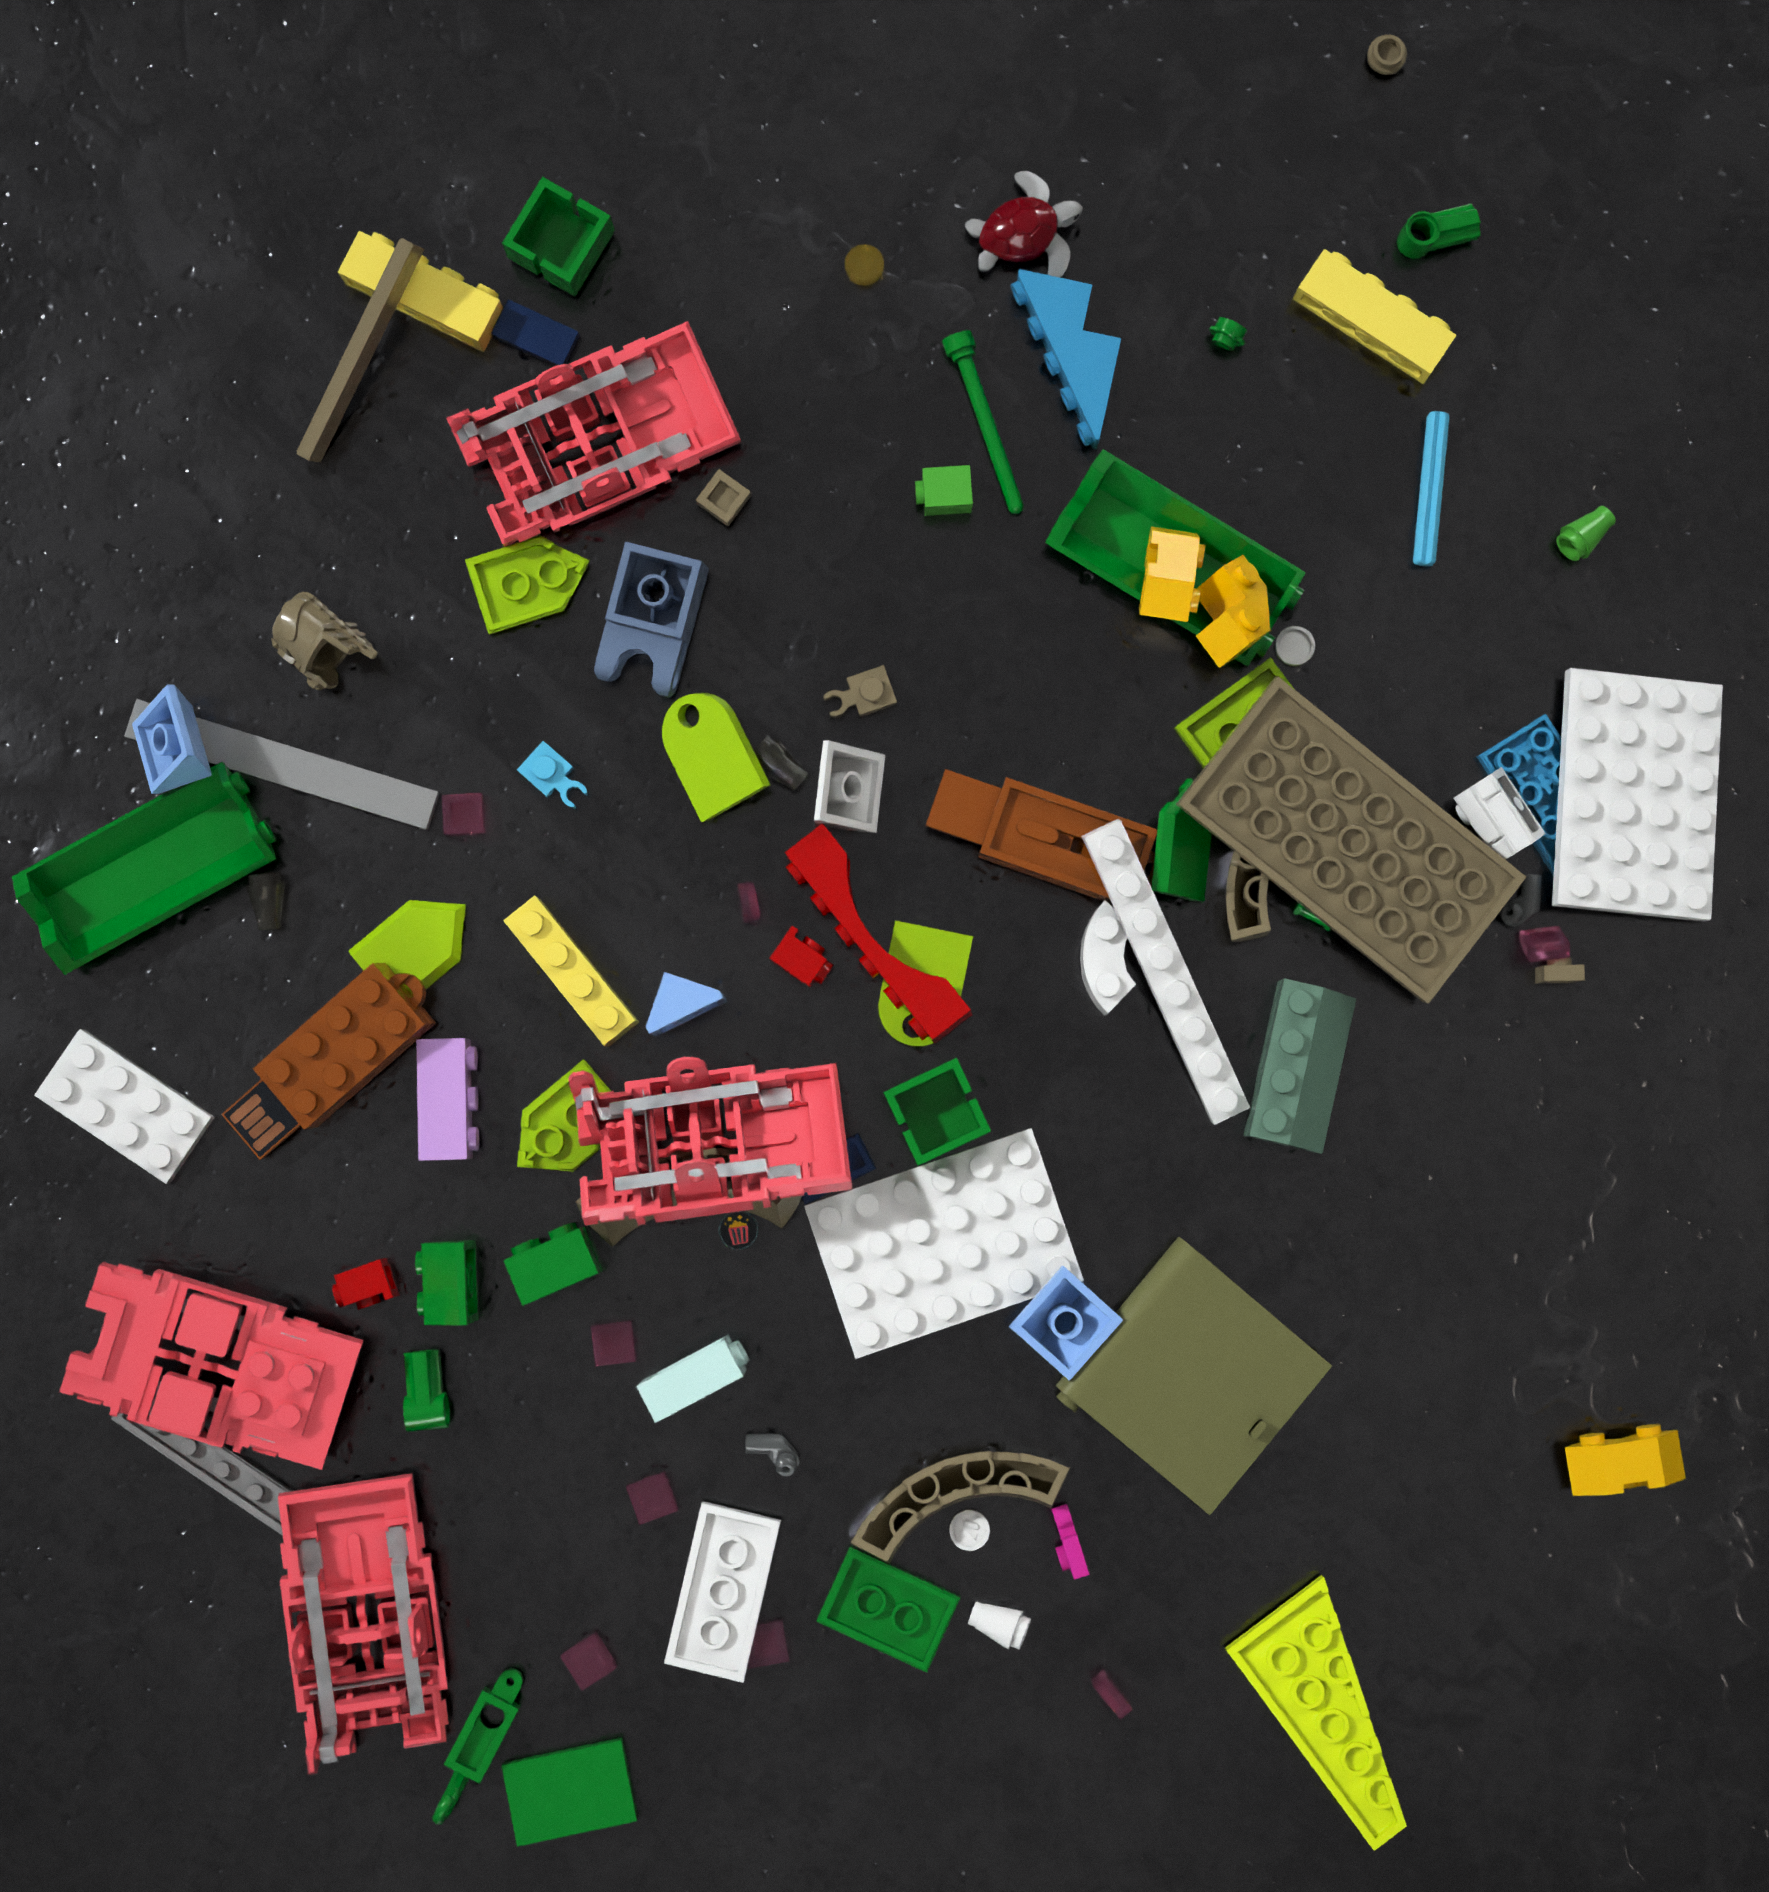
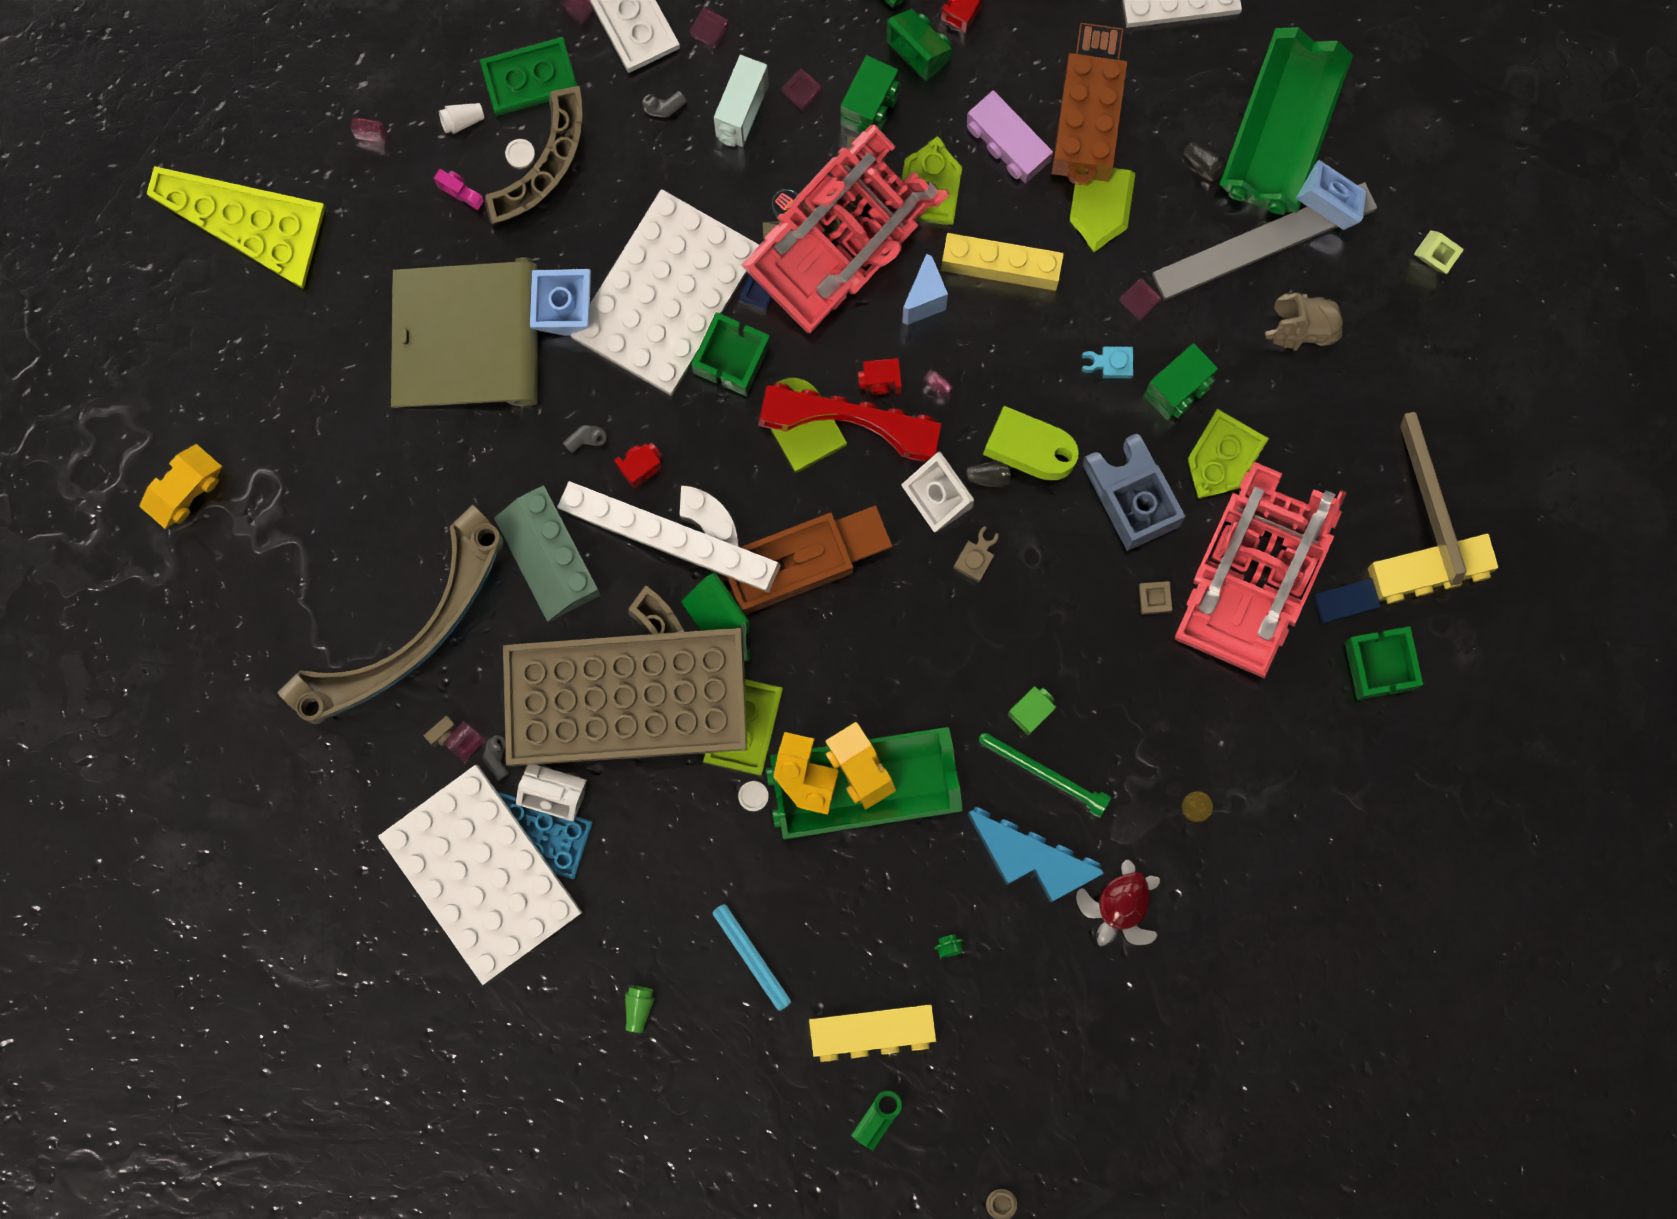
camera: 140 degrees right, 5 degrees down
(119, 595) = (1438, 251): none -> yellowish green brick
(503, 683) = (1180, 382): none -> green piece
(1126, 1080) = (640, 463): none -> red brick
(1155, 1159) = (585, 435): none -> dark grey arm
(1620, 1093) = (351, 688): none -> dark tan panel

